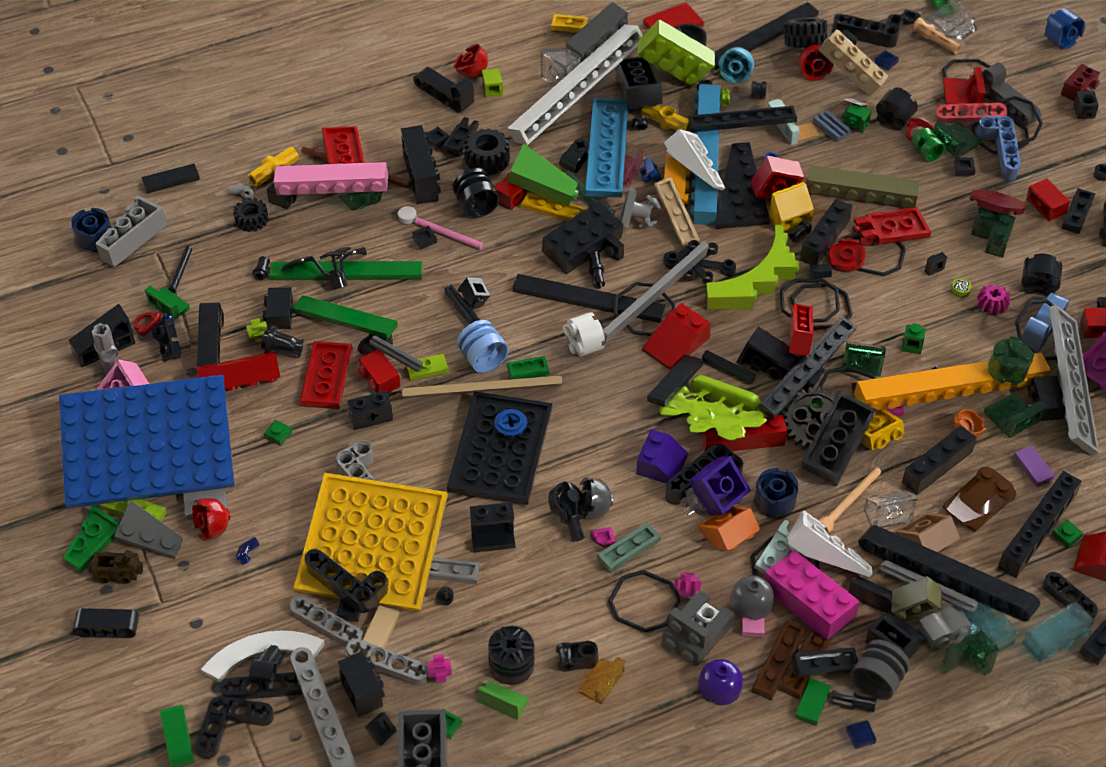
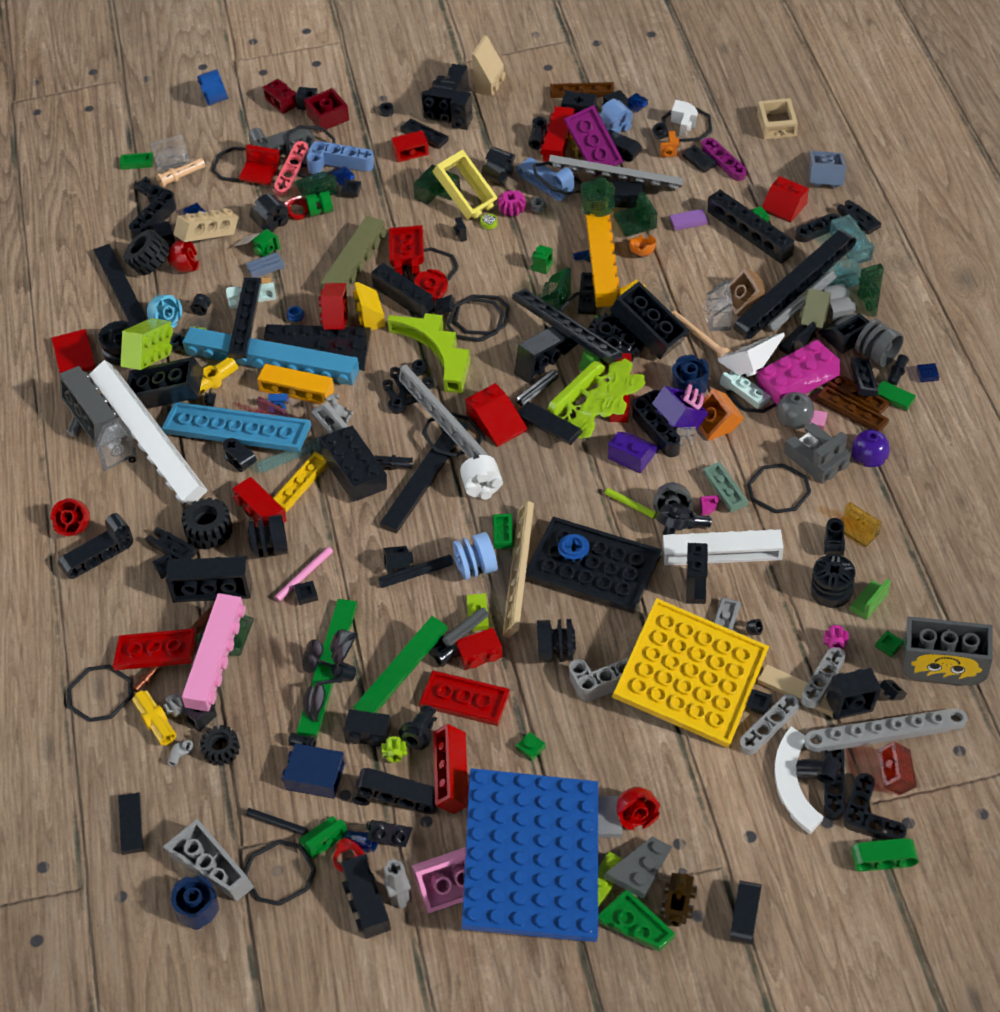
camera: 75 degrees left, 0 degrees up
(122, 264) = (273, 902): none -> black piece
(230, 281) = (313, 770): none -> dark blue brick
(244, 549) = (675, 785): clear blue arm -> none
(277, 736) = (897, 768): none -> clear red brick
(294, 112) = (116, 710): none -> black piece
(321, 565) = (719, 710): black beam -> none
(370, 410) = (527, 660): black brick -> none
(390, 424) = (555, 640): none -> black wheel
(407, 215) = (266, 605): white tile -> none
(492, 82) = (102, 506): lime brick -> none
(542, 177) = (269, 478): bright green slope -> none
(543, 554) = (726, 546): none -> white brick
(568, 23) = (40, 433): yellow plate -> none
(593, 463) = (631, 503): none -> lime bar
(614, 247) = (373, 441): black plate -> none
(676, 211) = (346, 387): tan tile -> none
(687, 584) = (773, 451): dark pink gear -> none
(691, 152) = (281, 360): white wedge -> none
(749, 496) = (695, 395): none -> bright pink tile
(801, 330) = (525, 320): red brick -> none
(803, 228) = (390, 308): black pin -> none
(939, 460) = (675, 270): black brick -> none
(969, 259) = (474, 179): none -> light yellow piece
(980, 498) = (714, 256): reddish brown slope -> none
(984, 157) = (343, 174): none -> clear blue tile
(997, 202) = (406, 173): dark red tile -> none
(1002, 324) = (537, 205): none -> dark grey plate
(1071, 121) = (327, 109): none -> dark red brick

